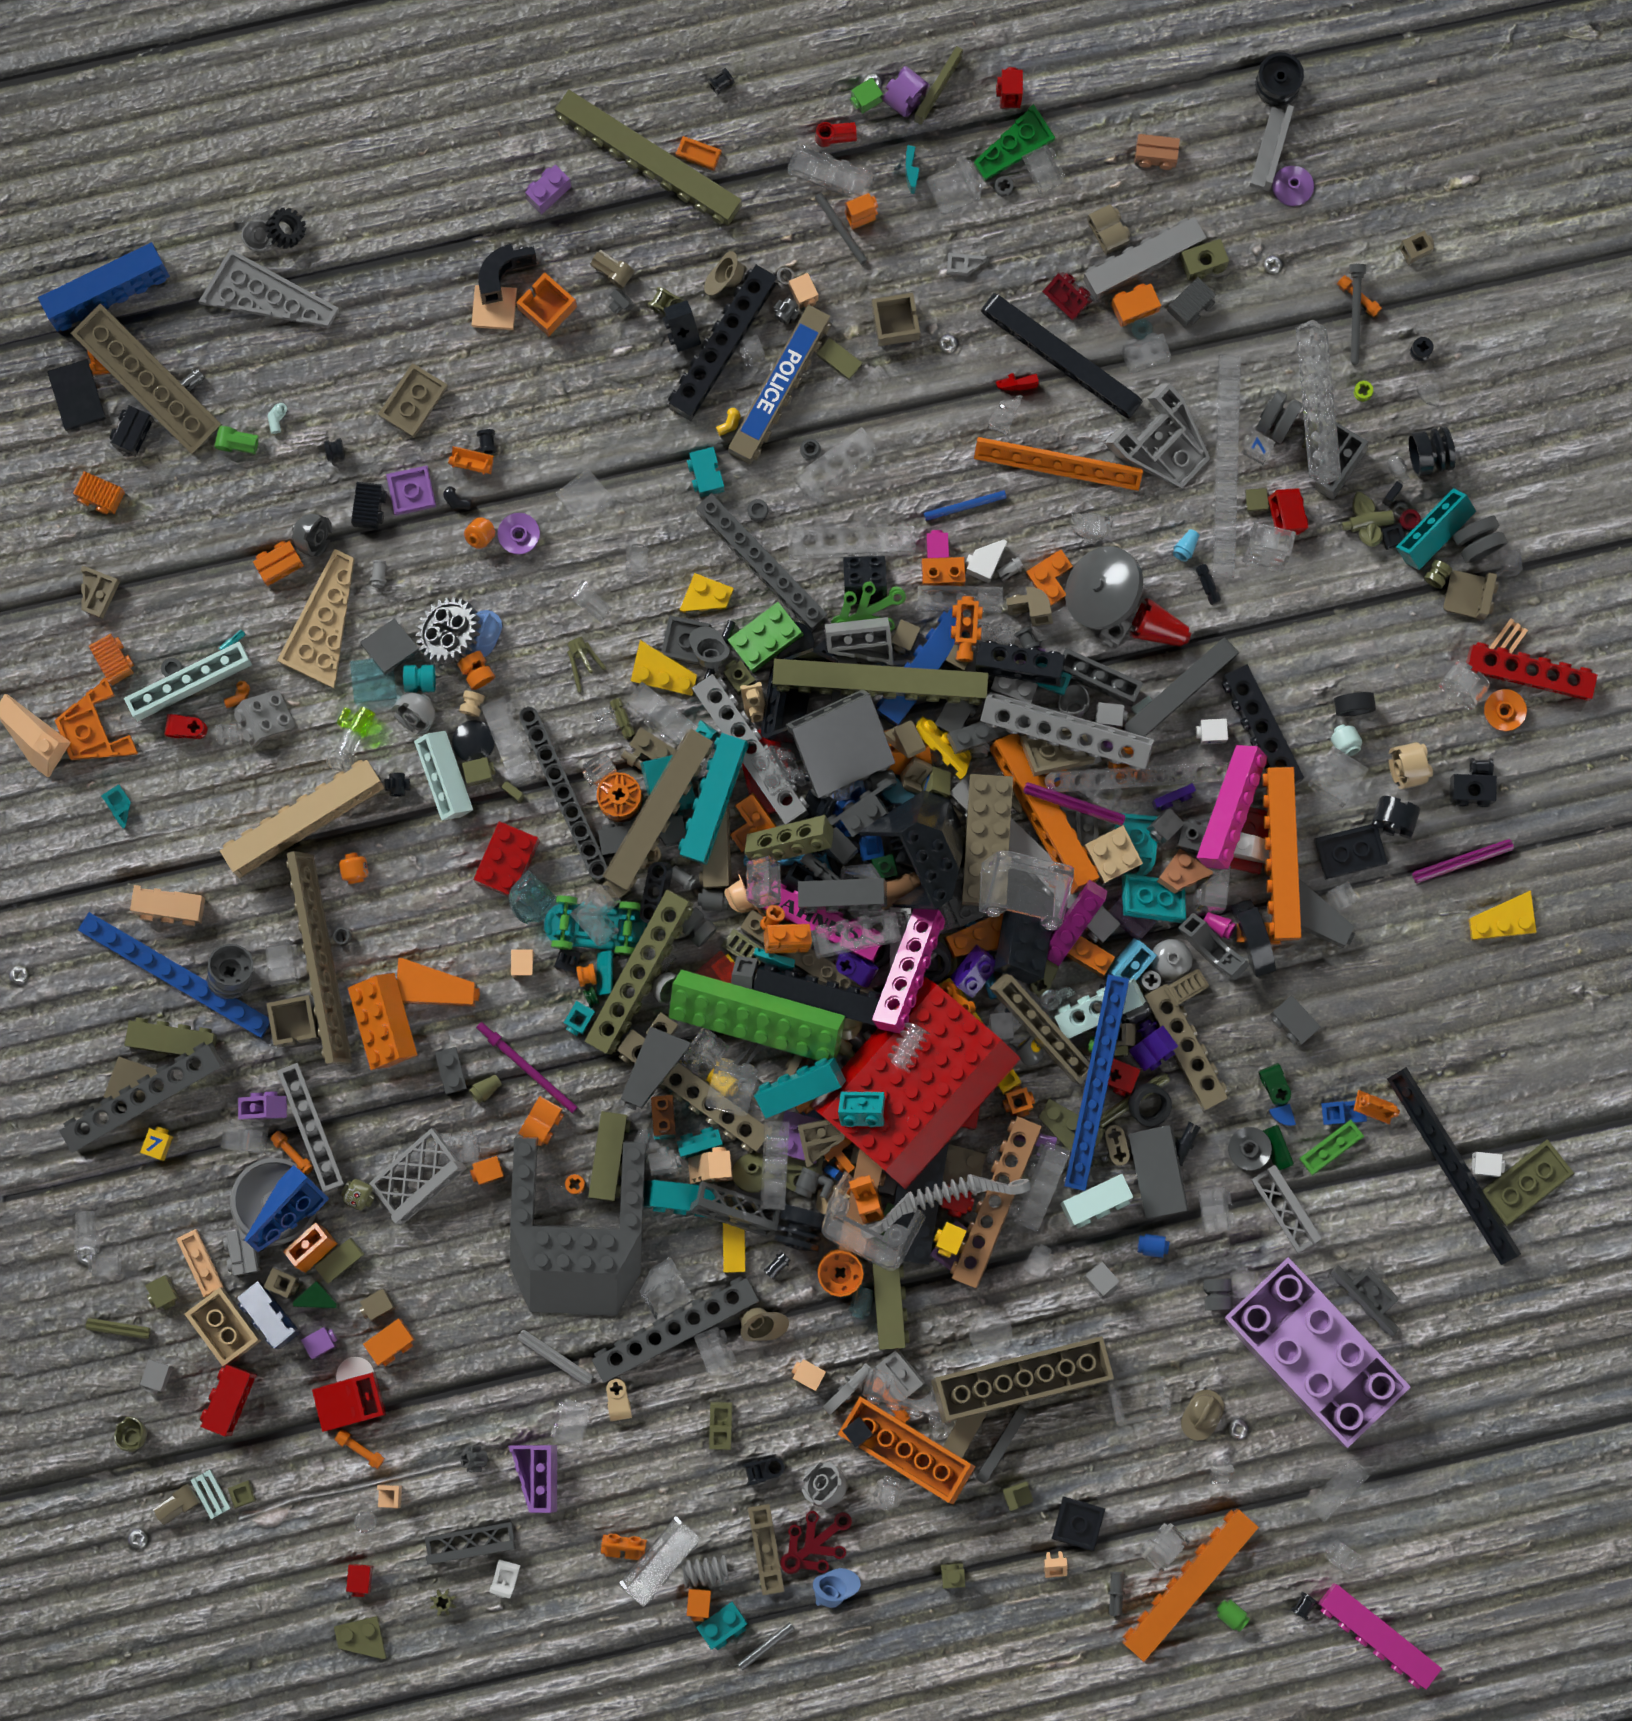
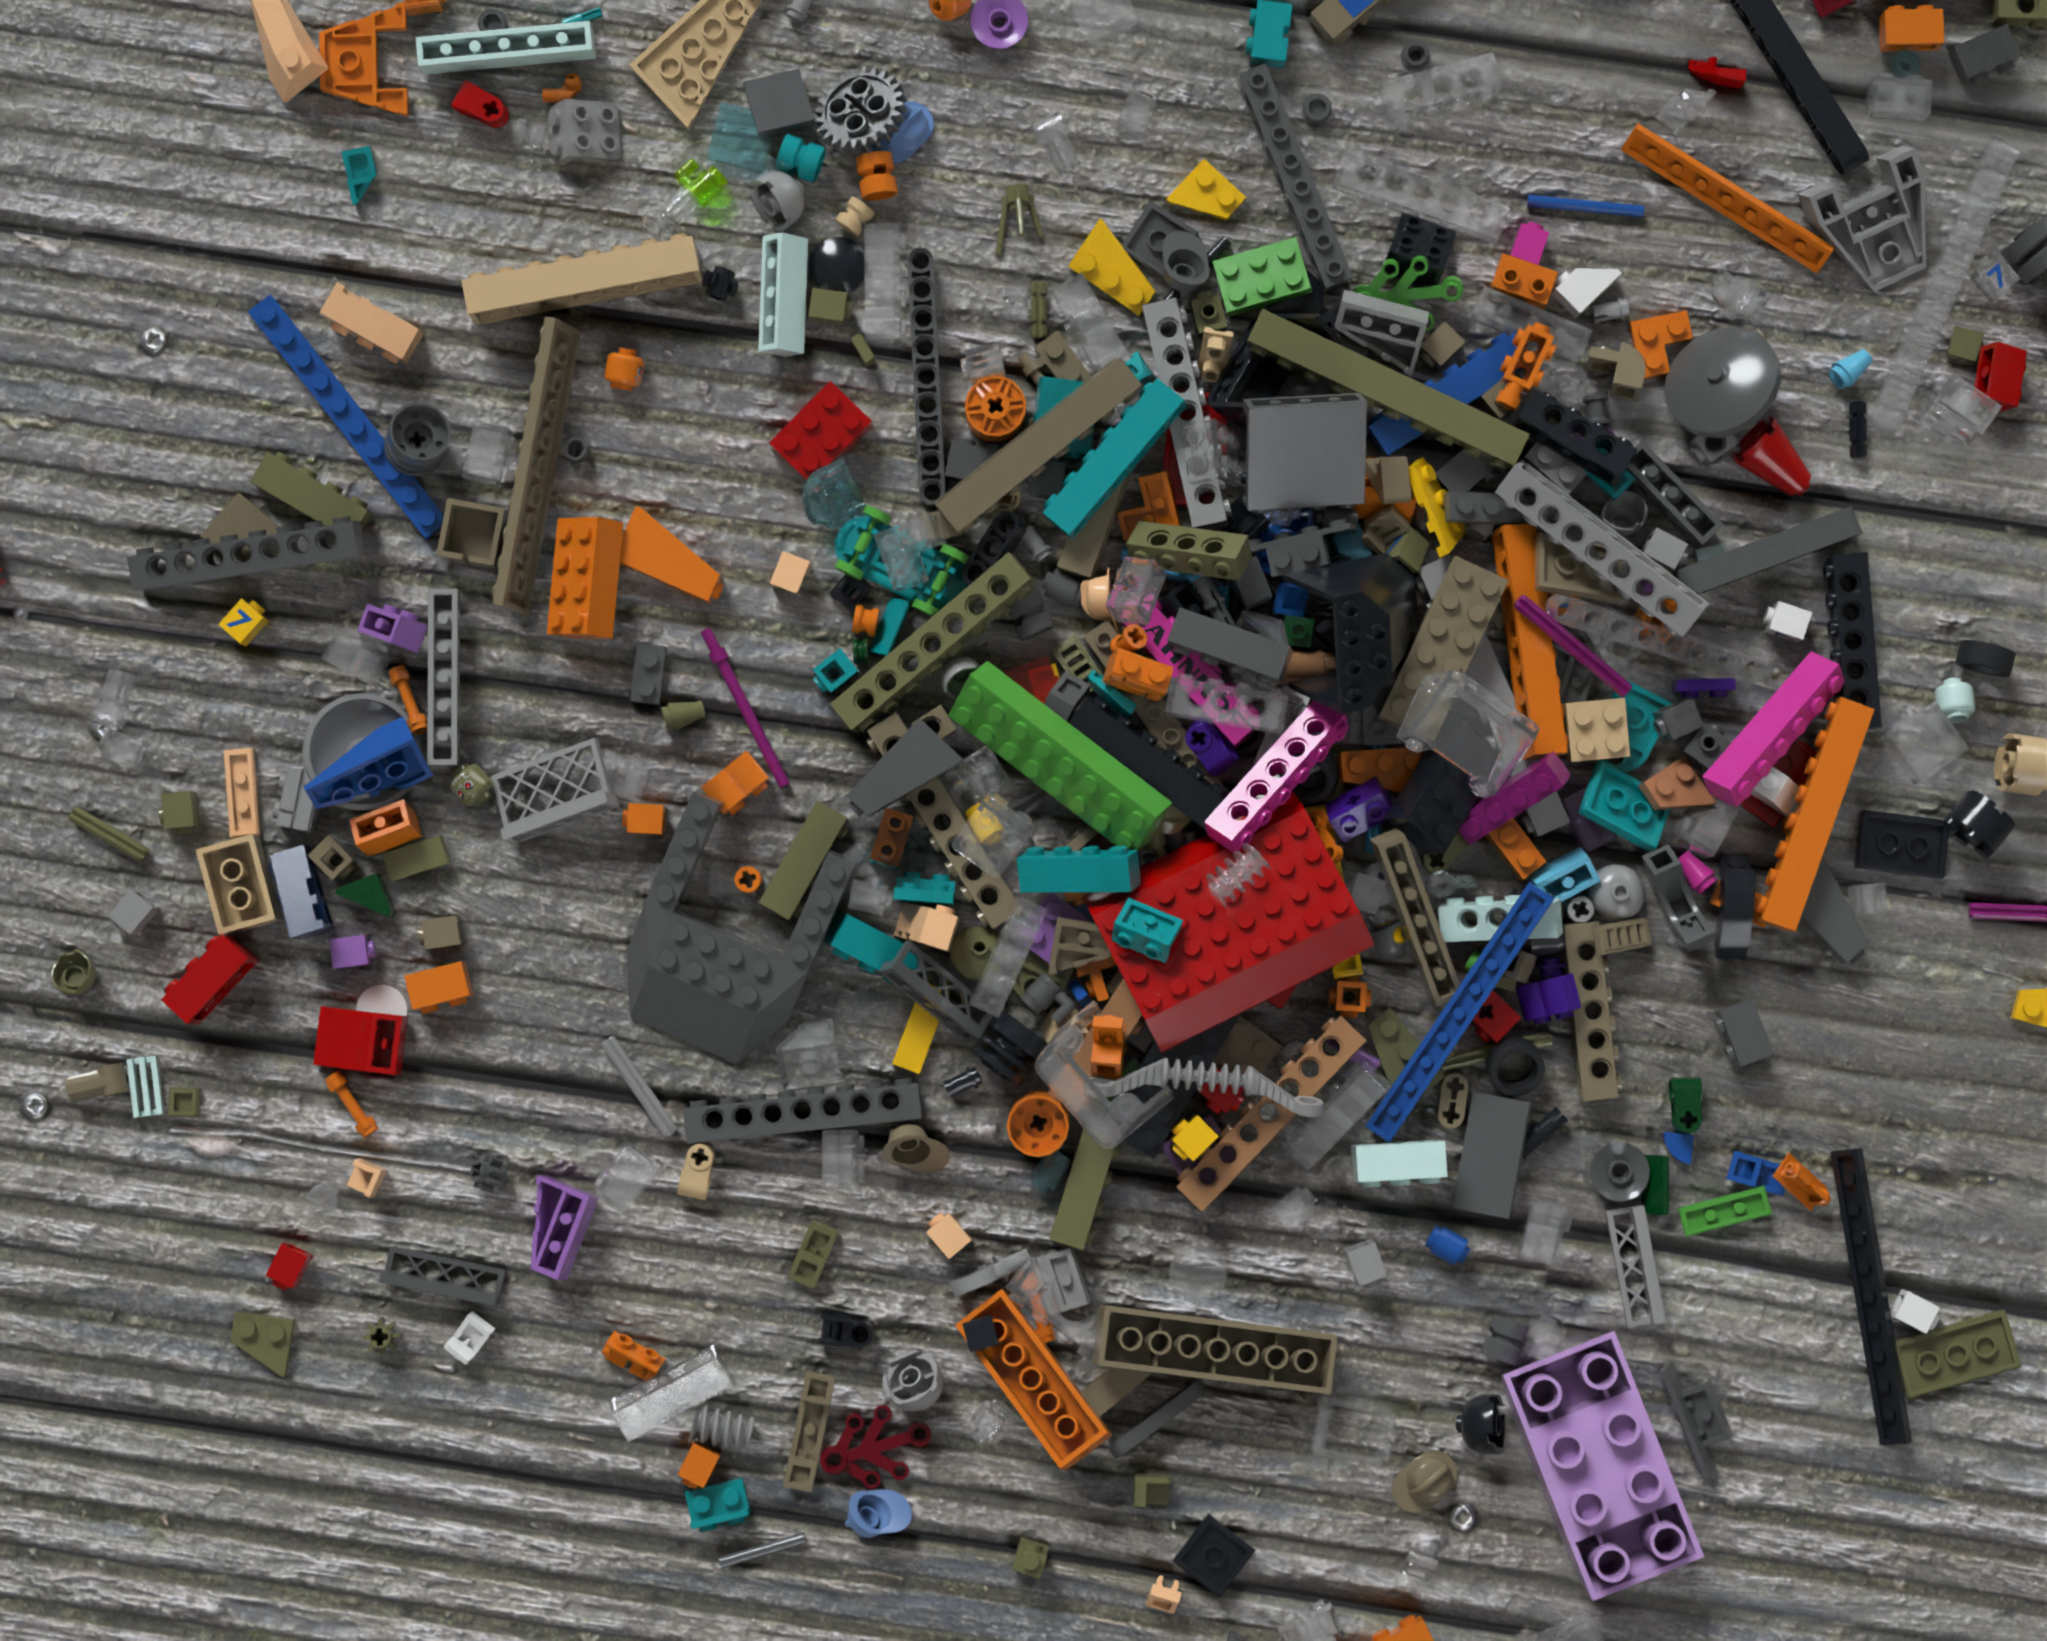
camera: 25 degrees right, 5 degrees up
(1225, 1358) = (1482, 1425): none -> black cylinder

